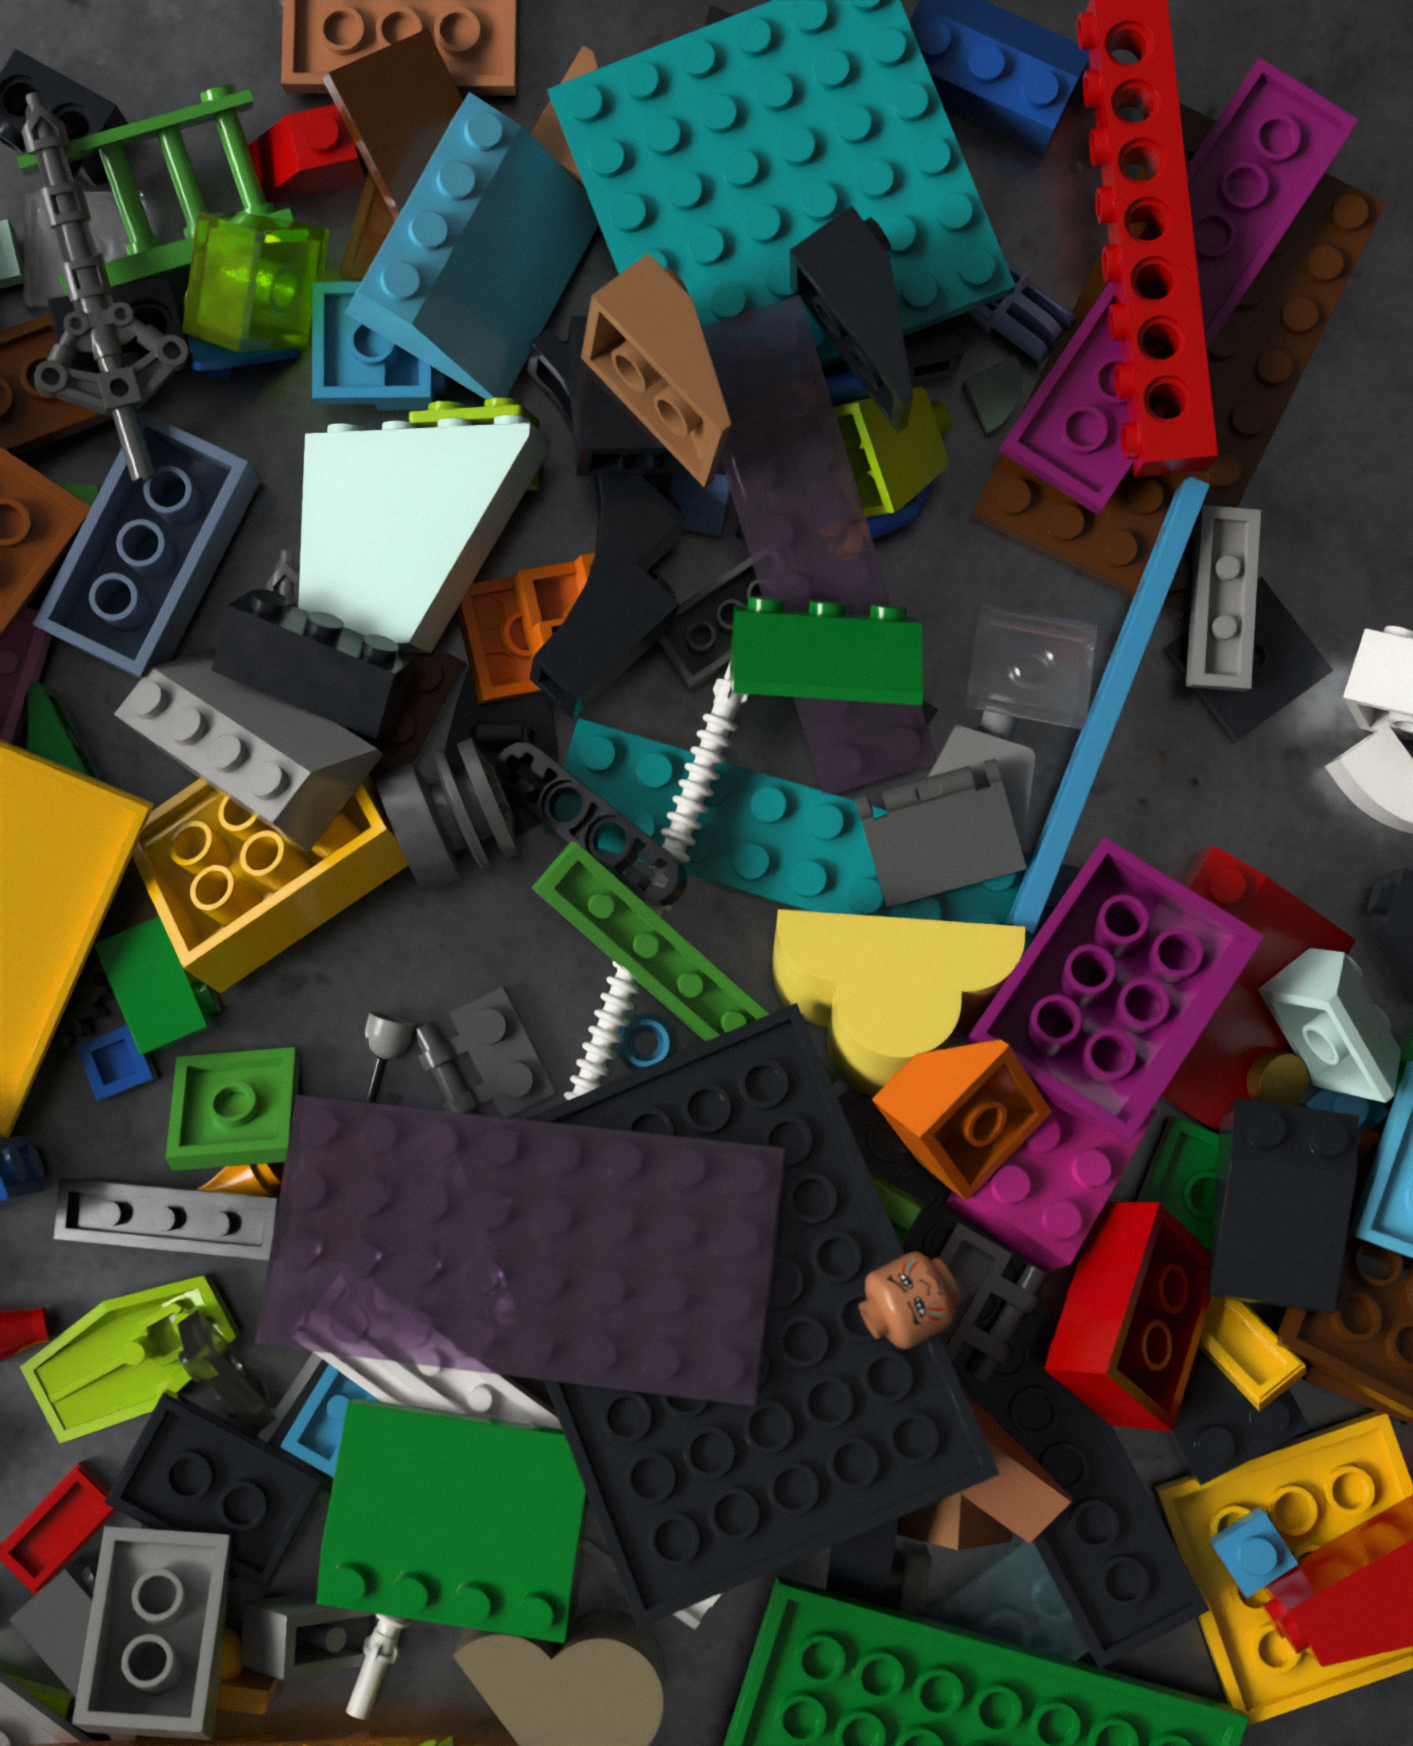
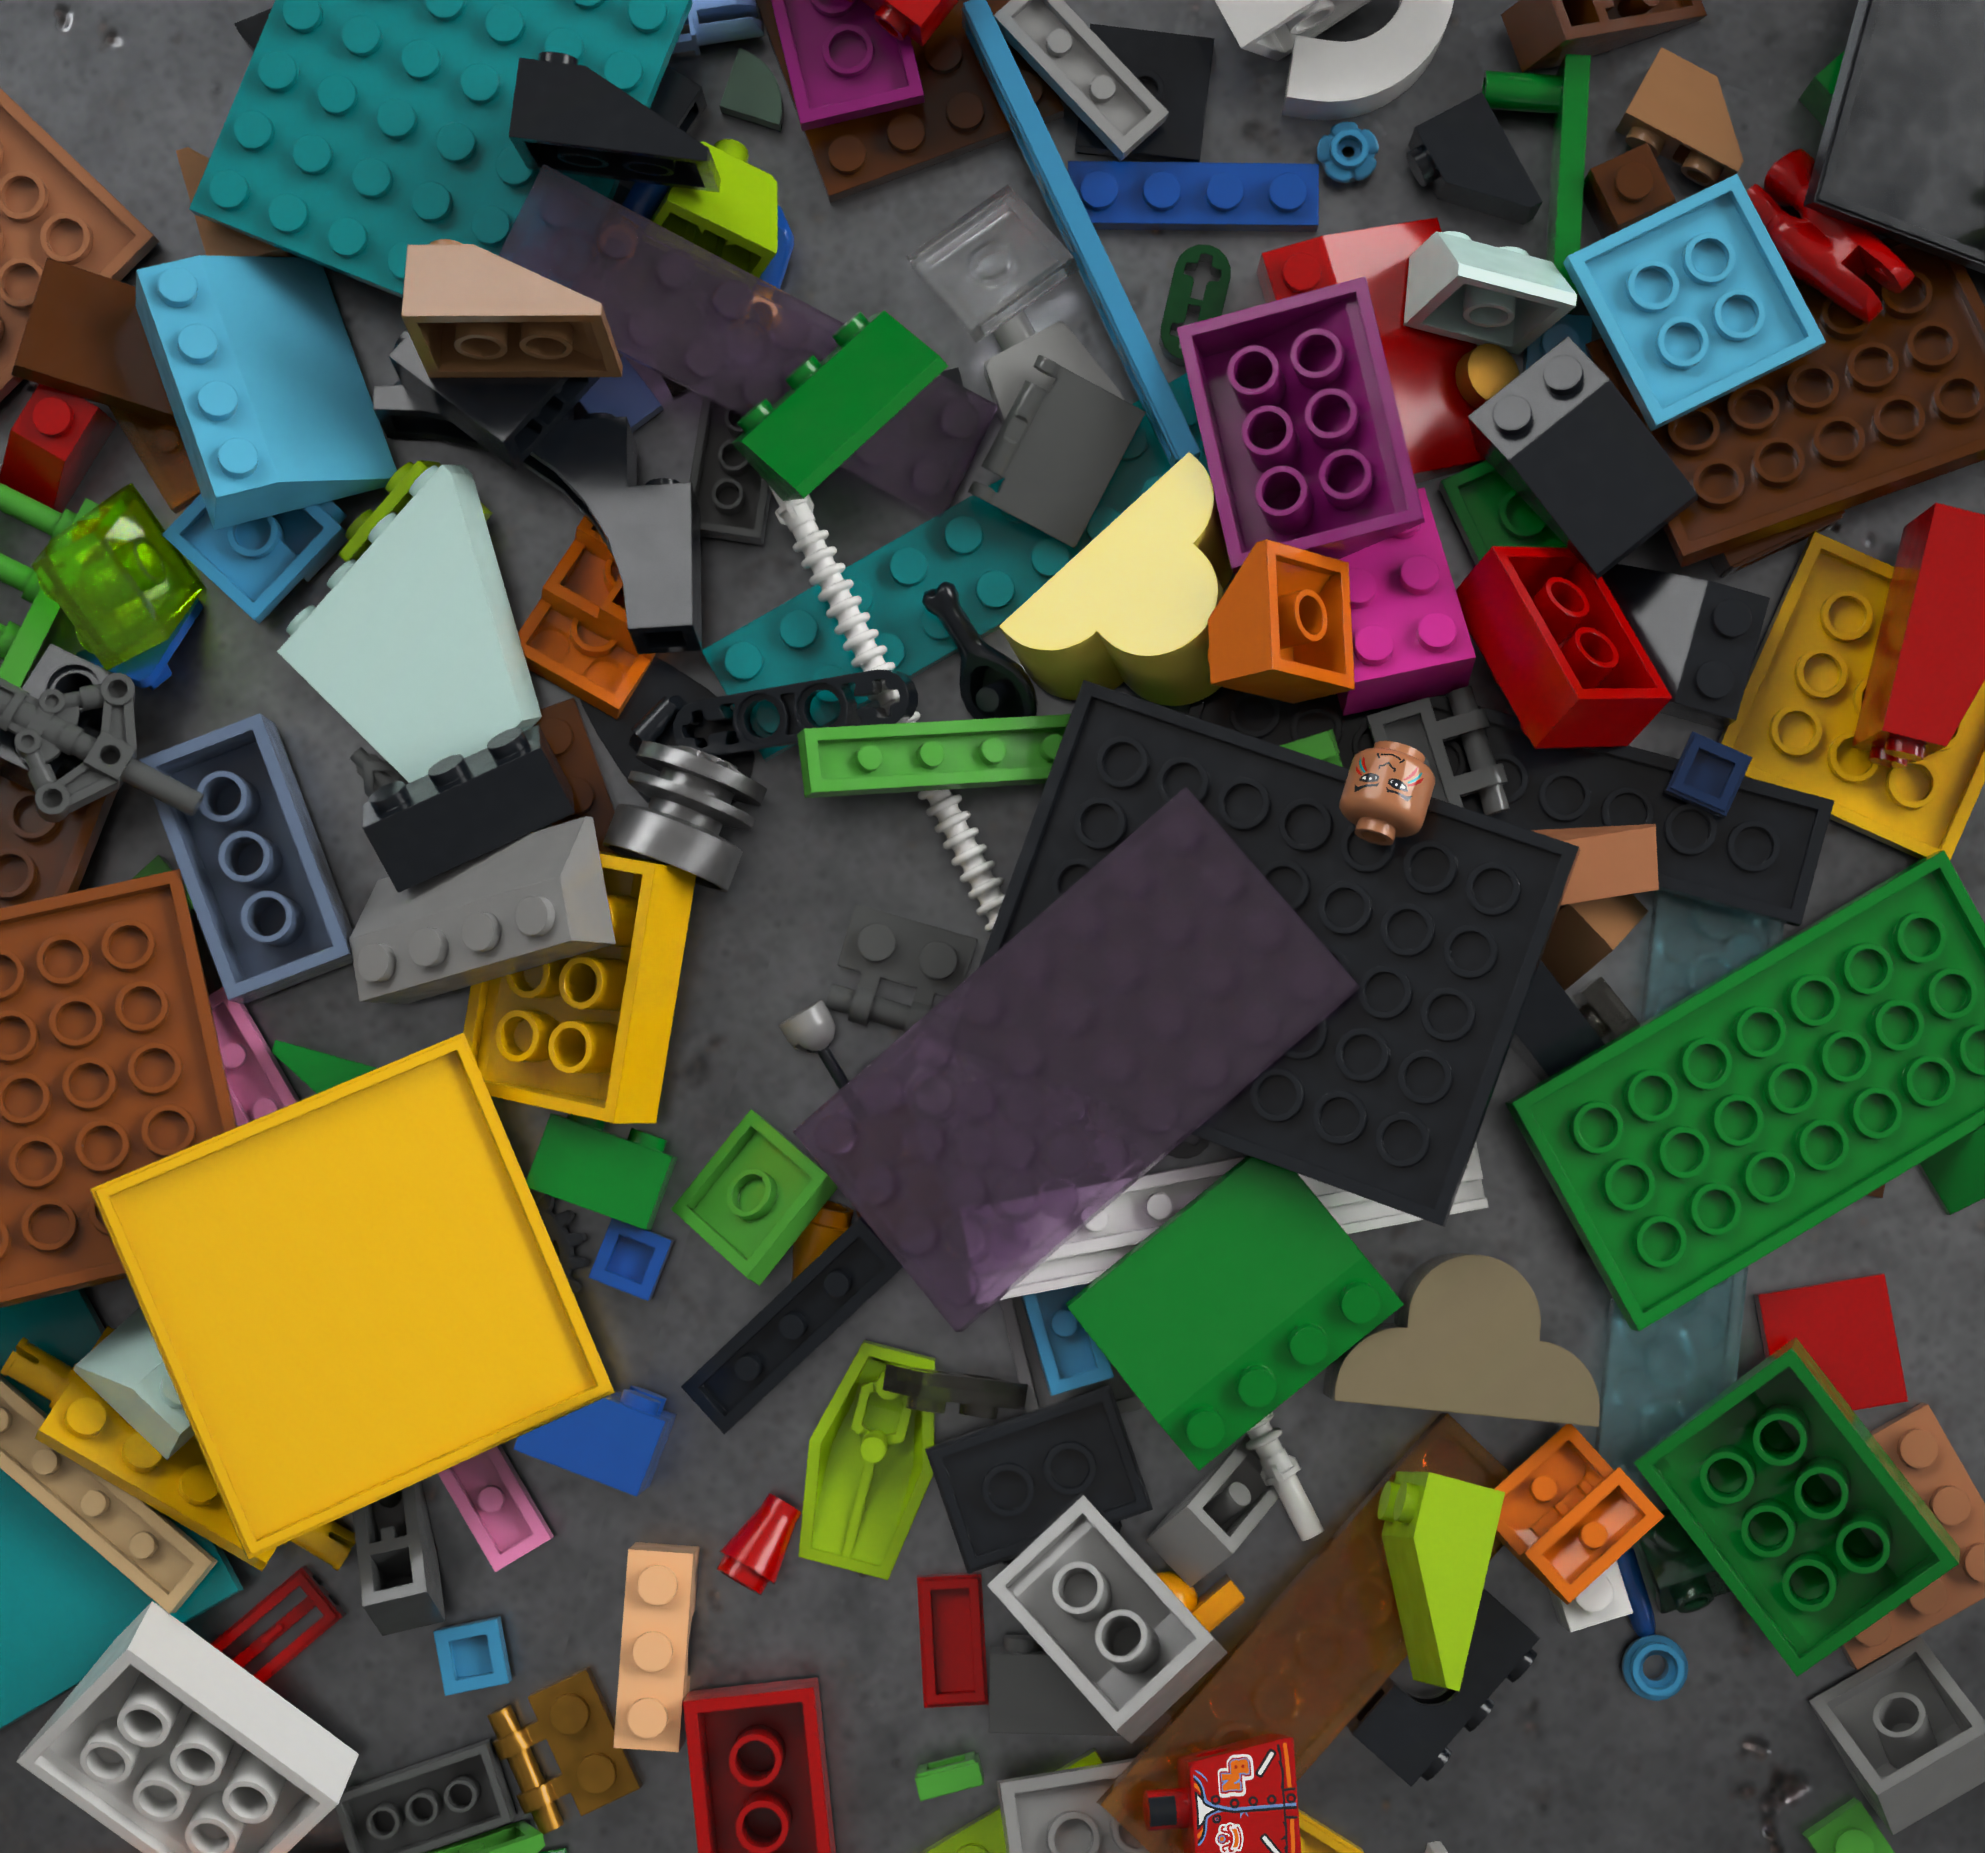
camera: 45 degrees left, 0 degrees up
(642, 1023) = (1002, 814): dark azure plate -> none
(740, 935) = (988, 680): none -> black piece
(1134, 812) = (1180, 300): none -> dark green beam
(1143, 1503) = (1708, 775): none -> dark blue tile
(1213, 761) = (1198, 195): none -> blue plate
(1248, 1352) = (1668, 590): yellow tile -> none
(1253, 1552) = (1824, 730): dark azure plate -> none
(1327, 842) = (1343, 168): none -> dark azure plate

